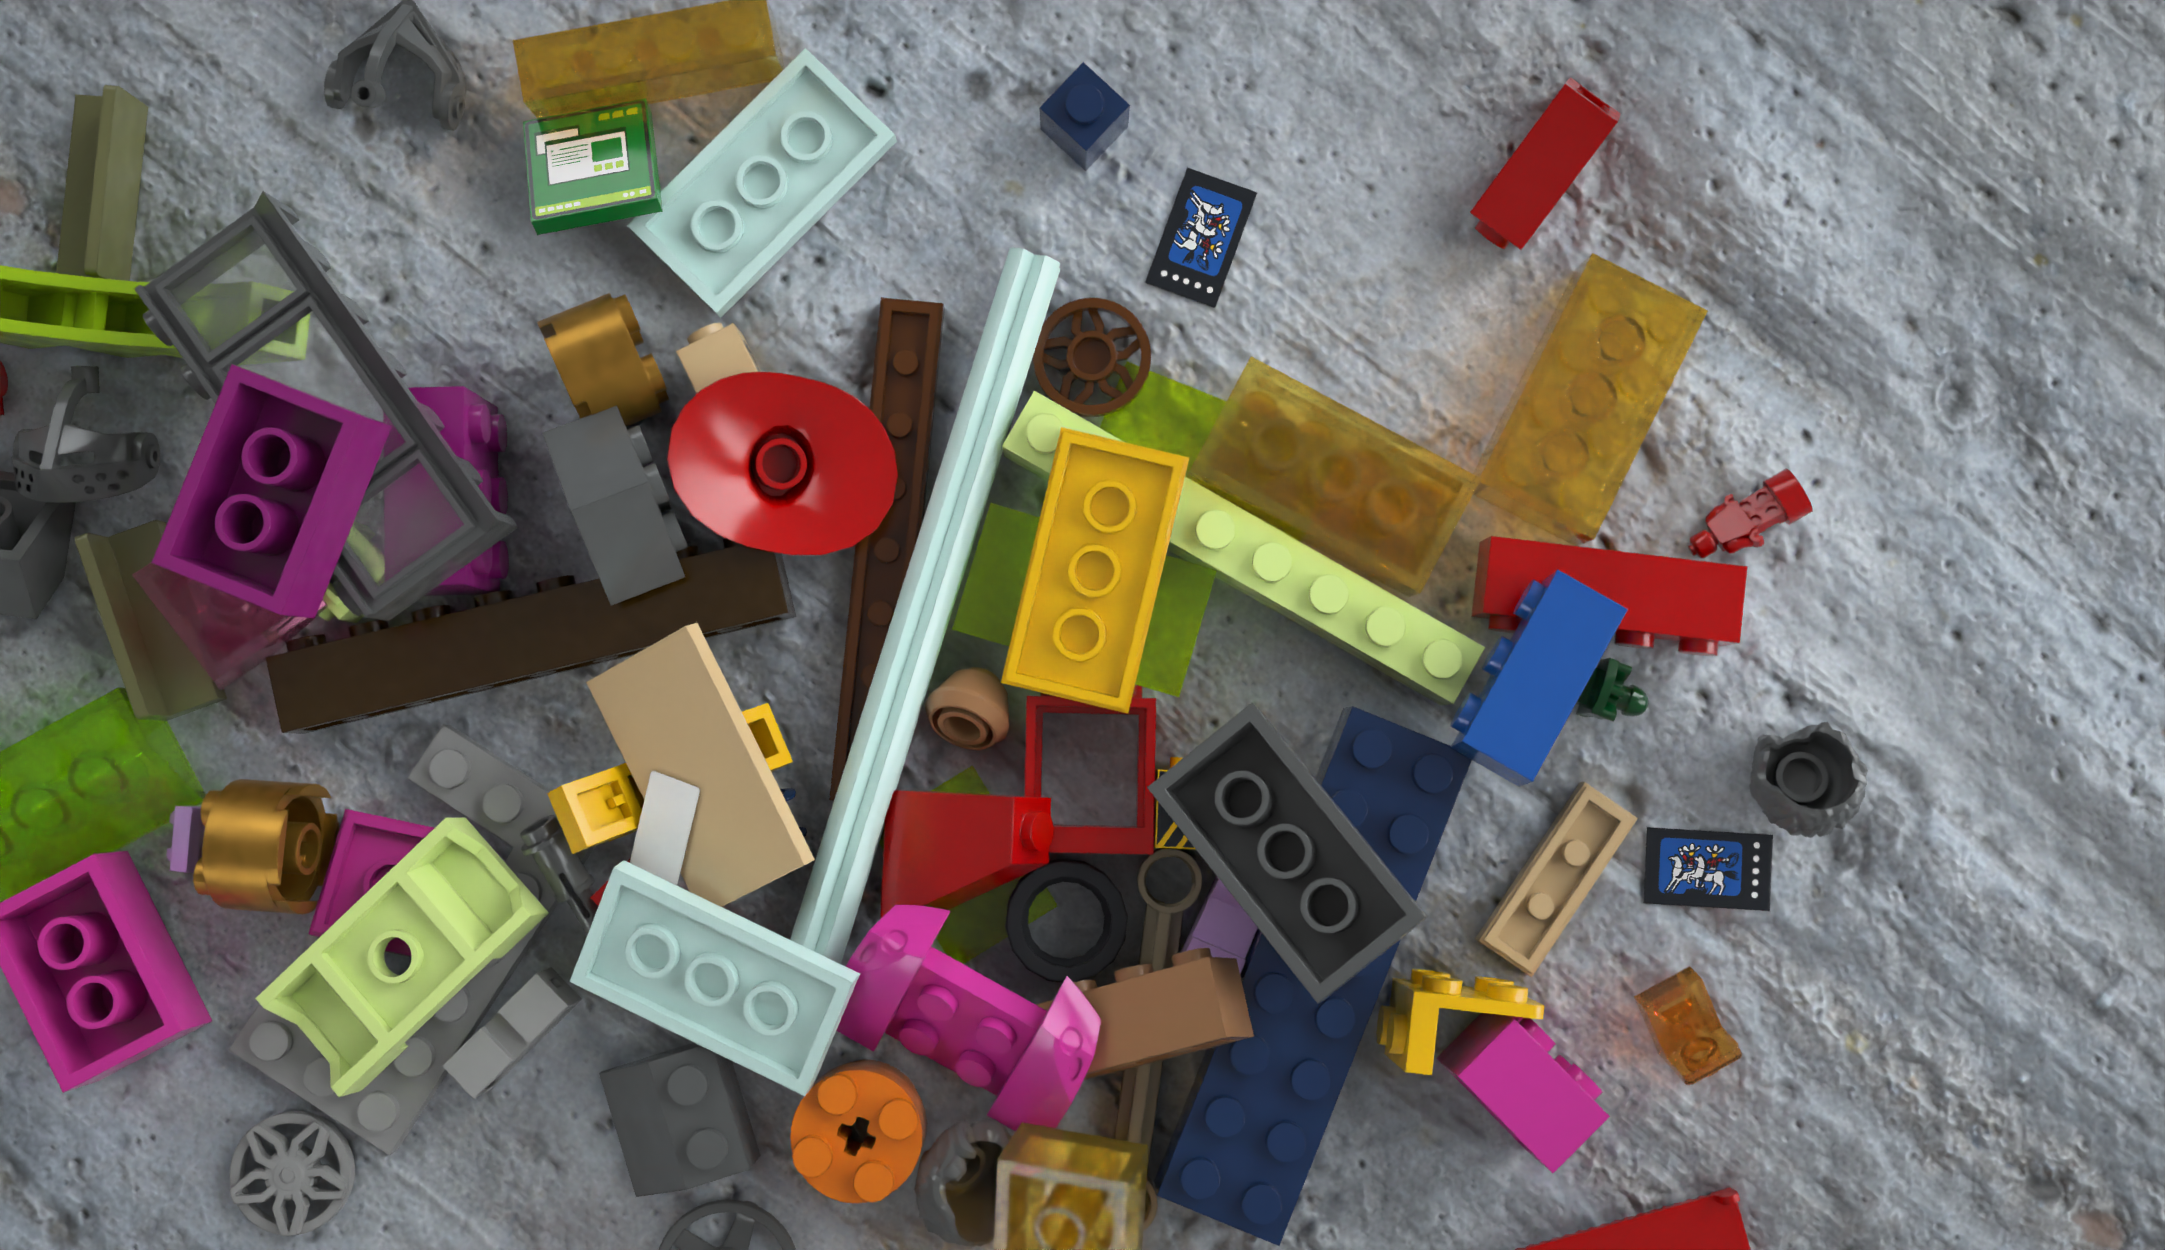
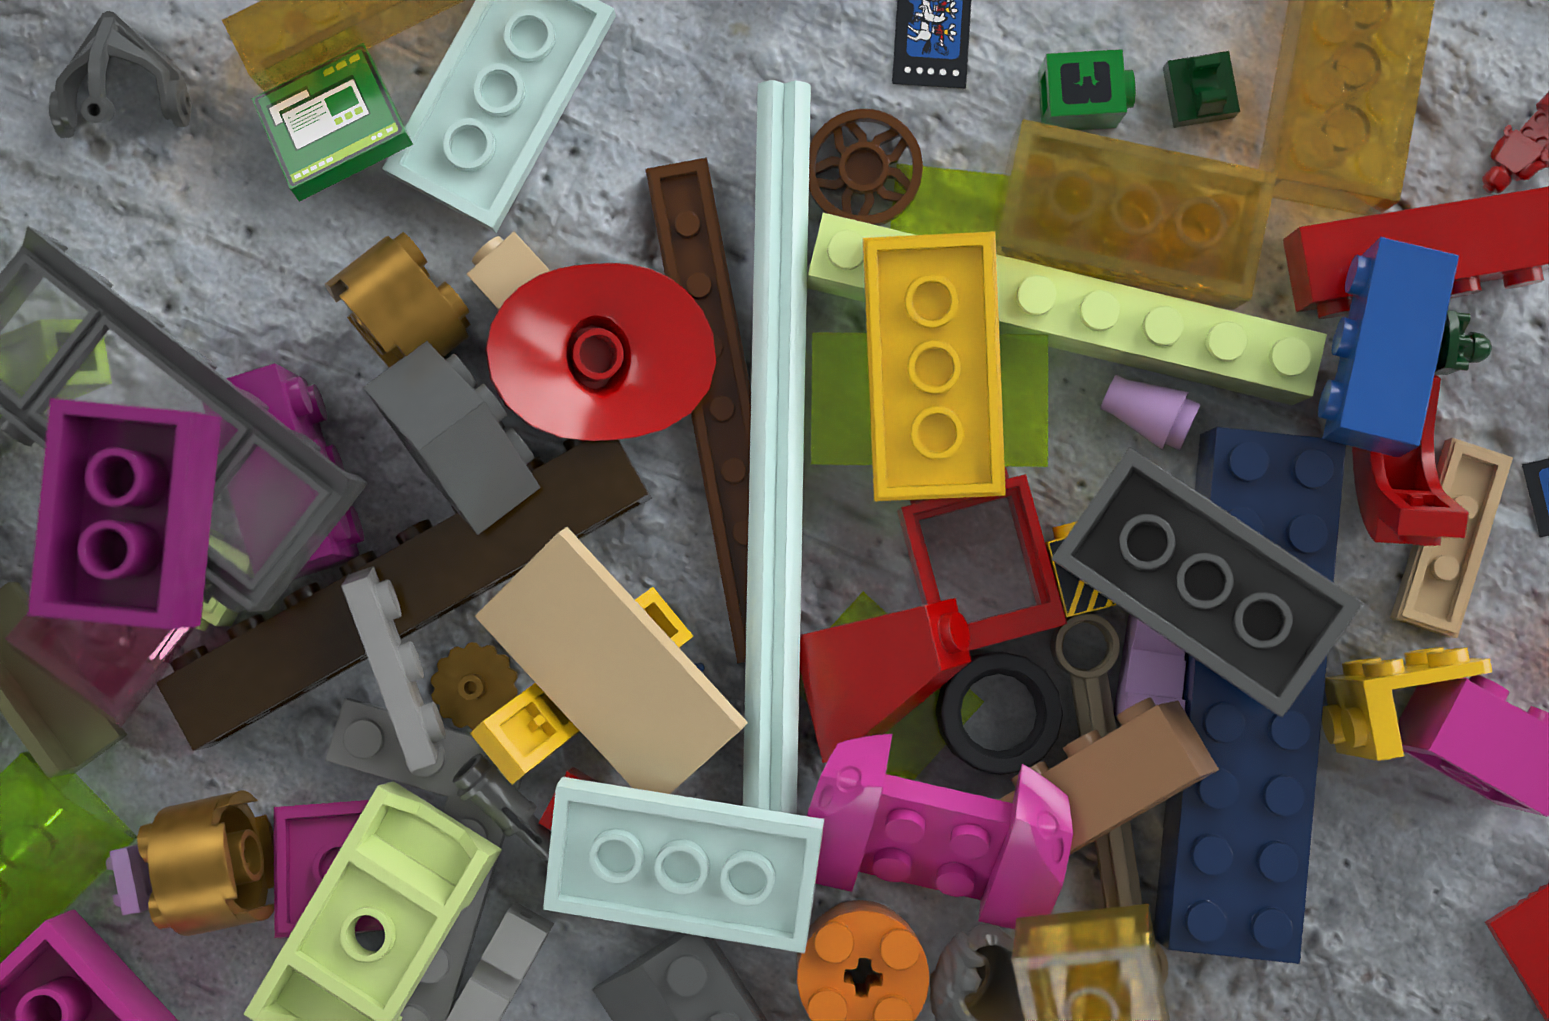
camera: 15 degrees left, 0 degrees up
(494, 708) = (394, 667): none -> light grey plate
(570, 745) = (473, 684): none -> pearl gold piece
(664, 826) = (591, 732): white sticker -> none
(970, 709) = (848, 537): medium nougat cone -> none
(1302, 673) = (1152, 410): none -> lavender cone
(1326, 343) = (1085, 89): none -> green brick
(1442, 374) = (1201, 89): none -> dark green tile
(1515, 822) = (1403, 495): none -> red arch

